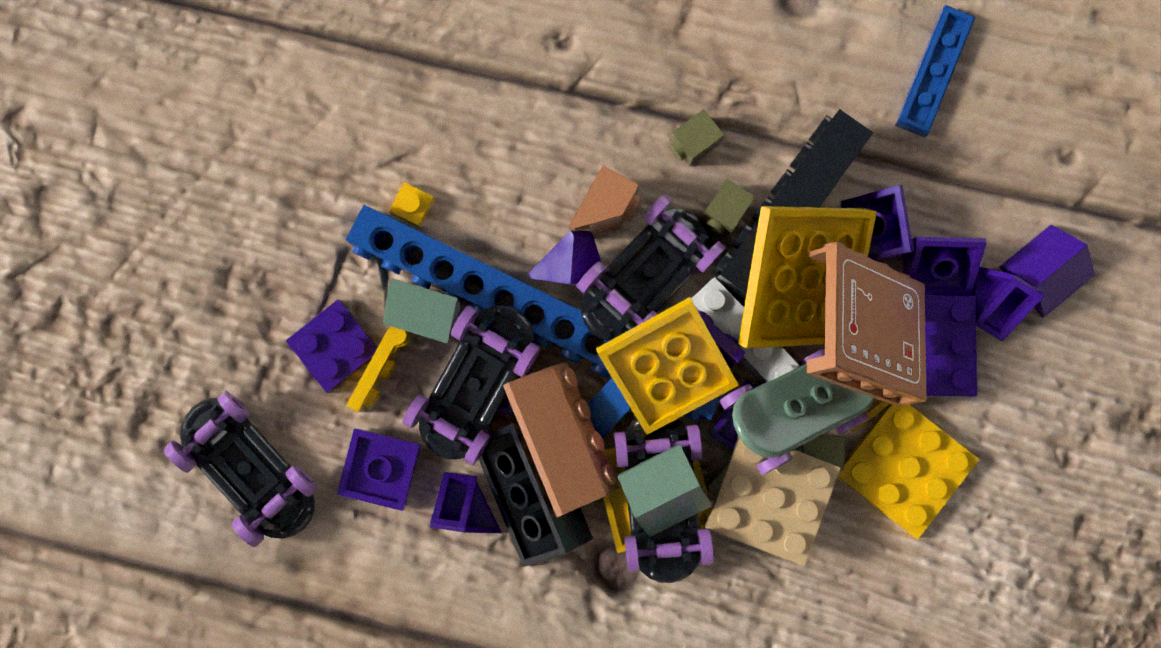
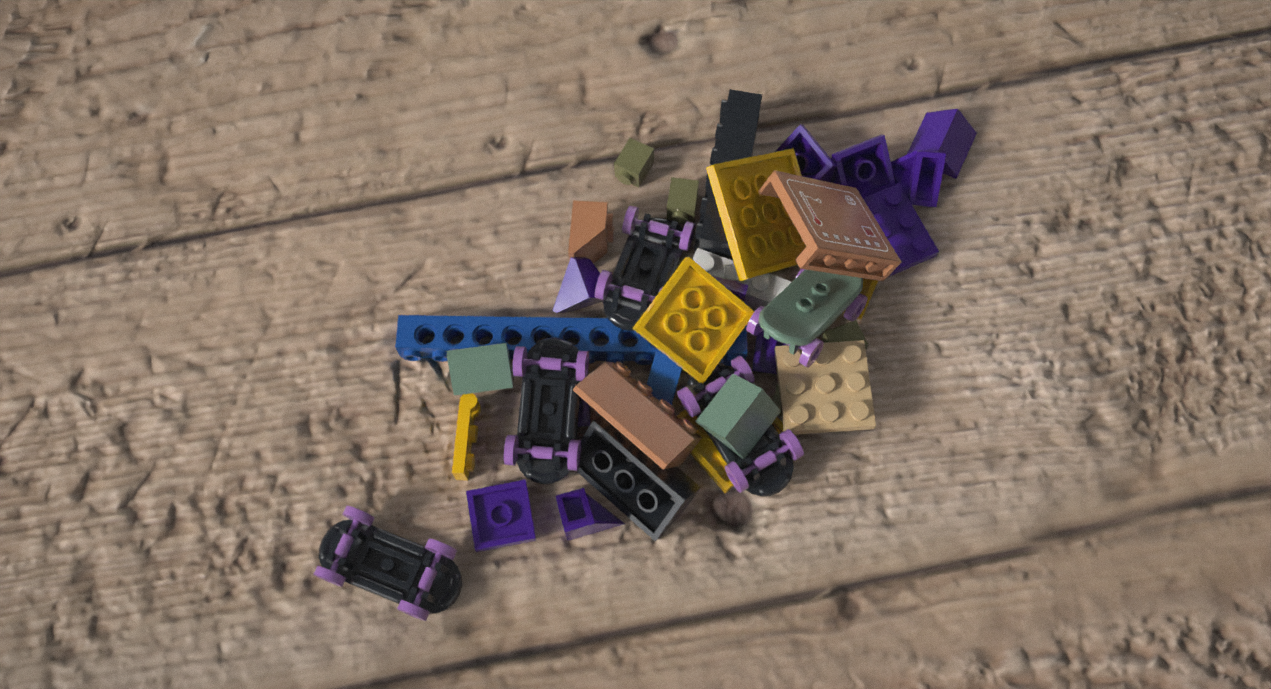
camera: 25 degrees left, 15 degrees down
(333, 346) = (419, 438): dark purple plate -> none
(411, 204) = (436, 302): yellow plate -> none
(907, 468) = (915, 327): yellow plate -> none
(935, 71) = (786, 48): blue tile -> none

